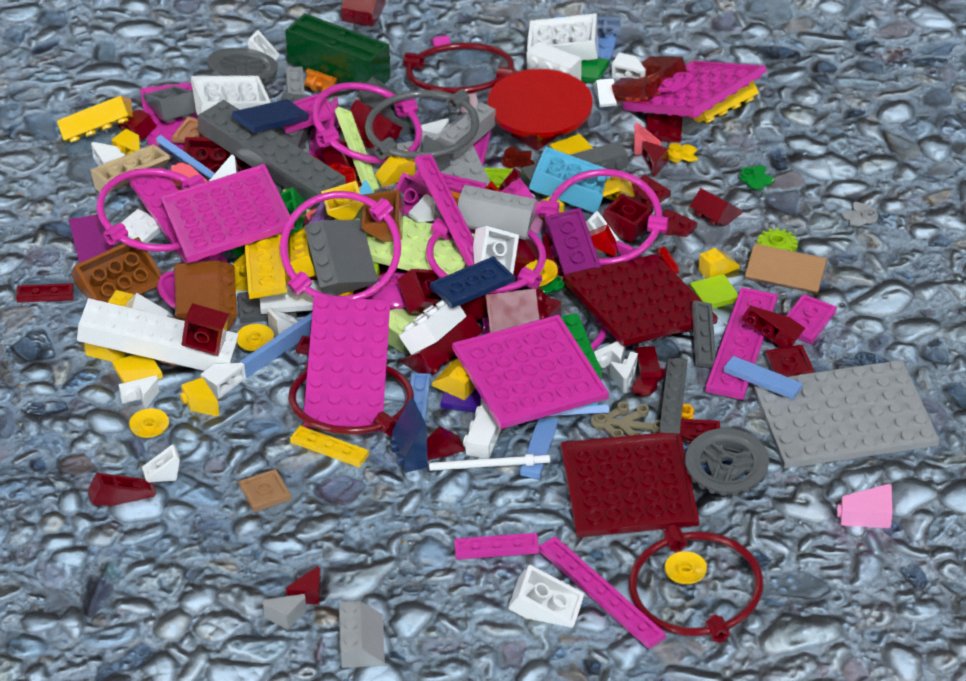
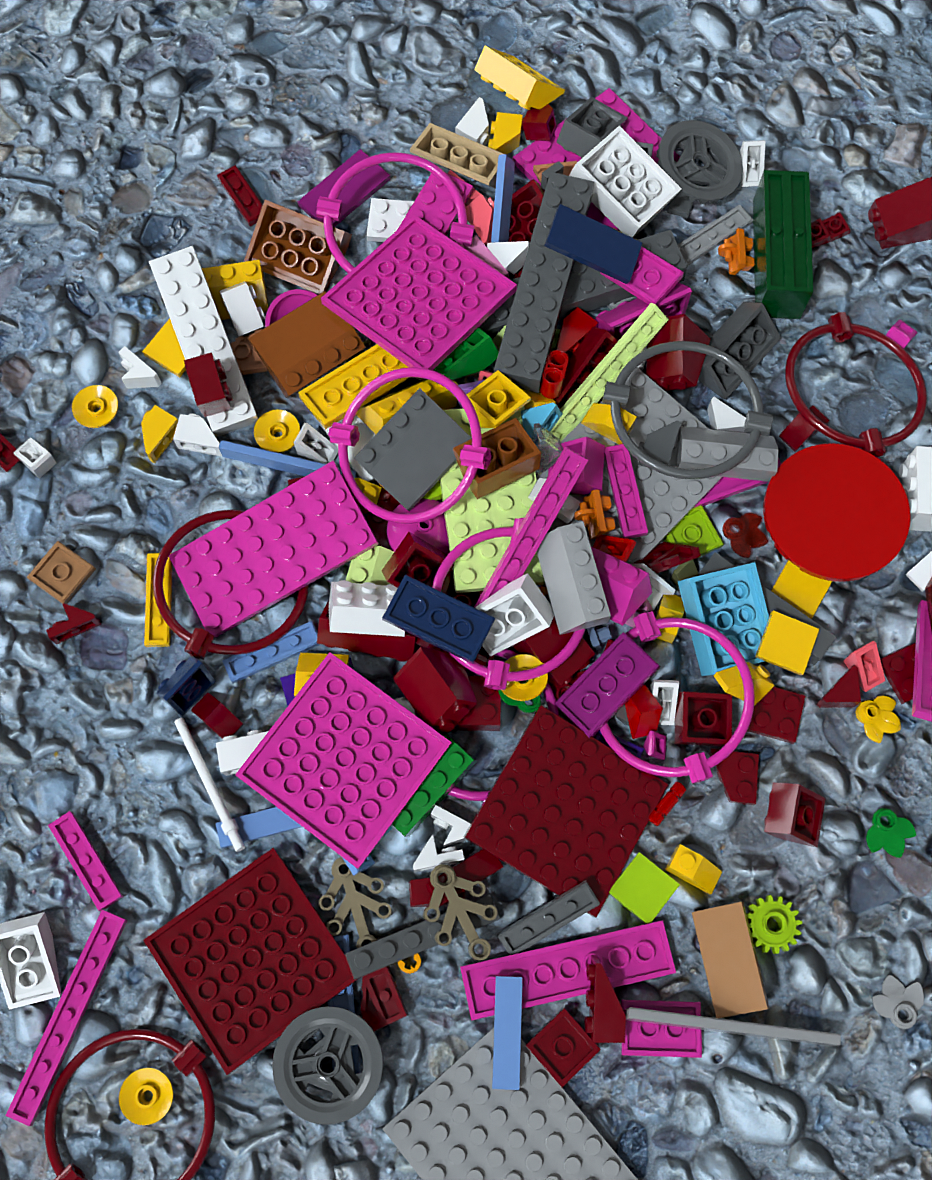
camera: 60 degrees right, 30 degrees up
(192, 125) = (556, 168): none -> dark grey tile
(310, 489) = (78, 623): none -> dark red slope
(330, 136) = (595, 325): dark pink piece -> none
(607, 157) = (787, 643): none -> yellow tile
(646, 360) = (457, 908): none -> dark tan plant
(828, 280) = (732, 1026): none -> light grey tile

